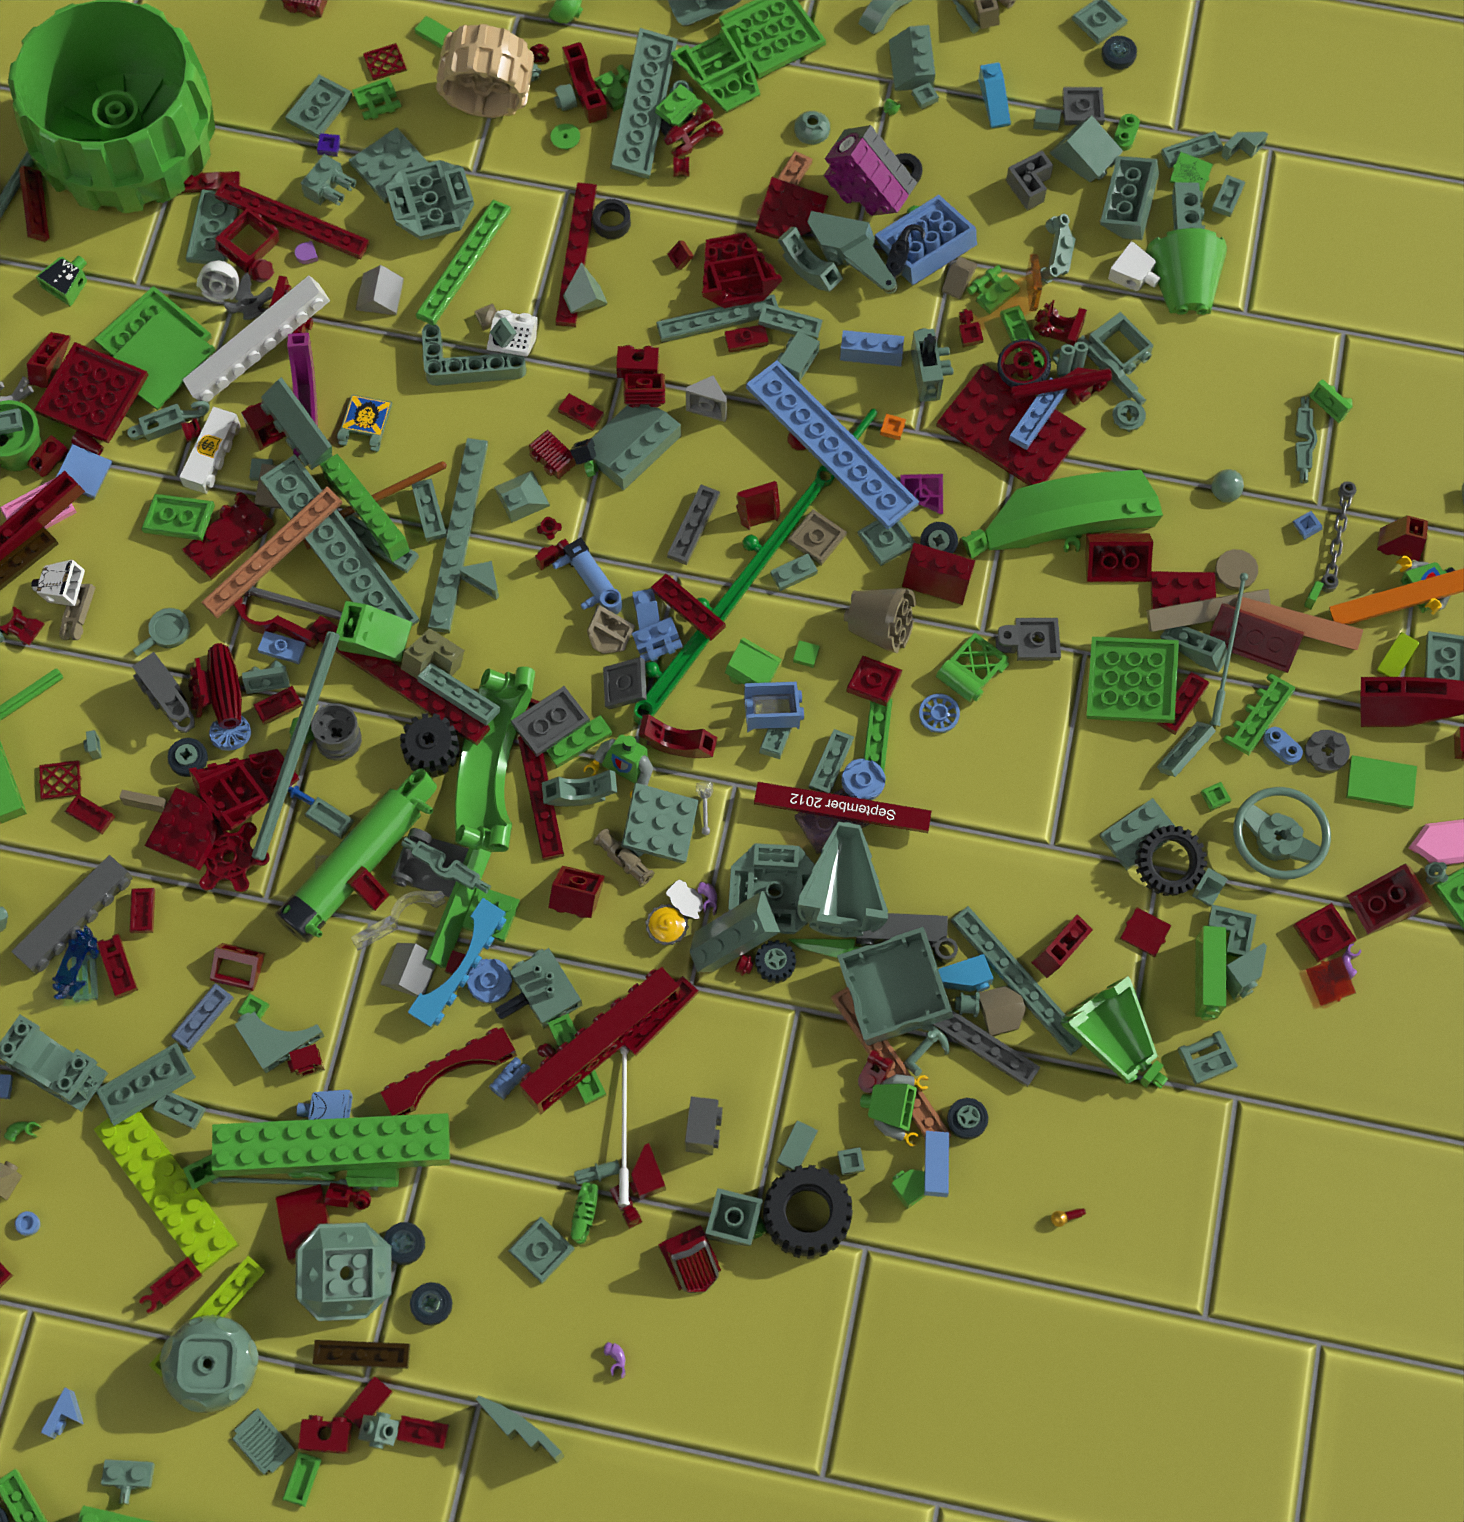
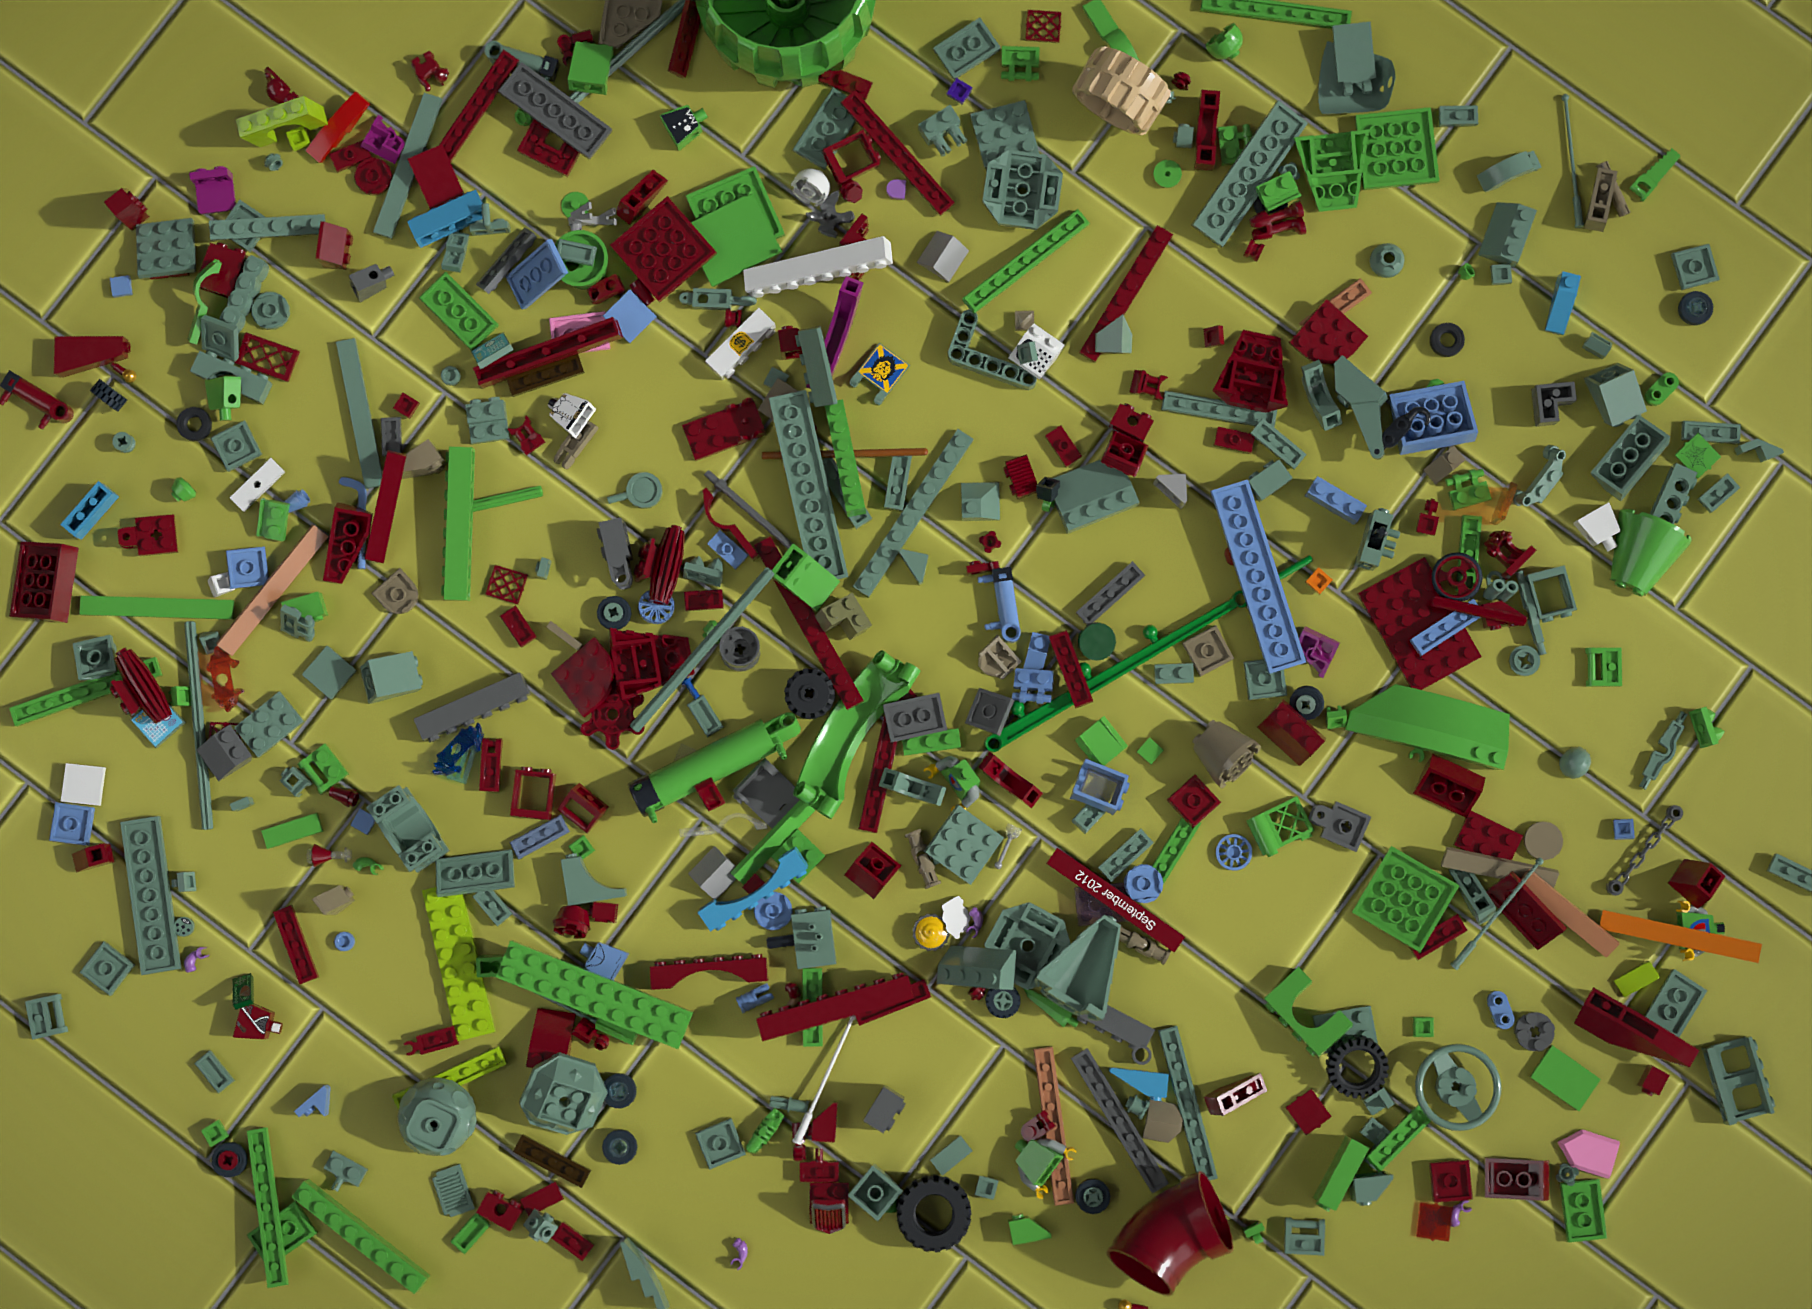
camera: 30 degrees right, 15 degrees up
(142, 910) = (527, 728): dark red plate -> none
(178, 517) = (690, 394): bright green tile -> none
(181, 994) = (527, 771): none -> dark red window
(271, 552) = (752, 468): nougat tile -> none
(274, 1085) = (572, 921): none -> dark red cone
(456, 871) = (784, 813): sand green piece -> none
(458, 694) = (851, 661): sand green plate -> none
(611, 205) = (1171, 288): black tyre -> none
(628, 325) = (1140, 381): none -> dark red piece
(662, 1226) = (819, 1169): none -> dark red plate
(701, 572) = (1096, 641): none -> dark green tile
(758, 504) = (1171, 604): dark red slope -> none
(868, 172) = (1410, 339): magenta piece -> none
(887, 841) = (1138, 942): none -> dark tan piece
(895, 986) = (1085, 1070): sand green tile -> none
(932, 1036) = (1096, 1120): sand green piece -> none
(936, 1164) = (1049, 1224): medium blue tile -> none
(1069, 1114) = (1172, 1235): none -> dark red cylinder
(1082, 103) = (1636, 347): dark grey plate -> none
(1114, 1029) = (1239, 1181): bright green cone -> none
(1115, 849) = (1317, 1039): none -> bright green arch
(1186, 749) = (1419, 977): sand green plate -> none
(1213, 386) = (1610, 667): none -> bright green plate
(1250, 911) = (1398, 1139): none -> bright green plate
(1261, 715) = (1496, 977): bright green hinge -> none
(1312, 597) = (1594, 894): bright green tile -> none

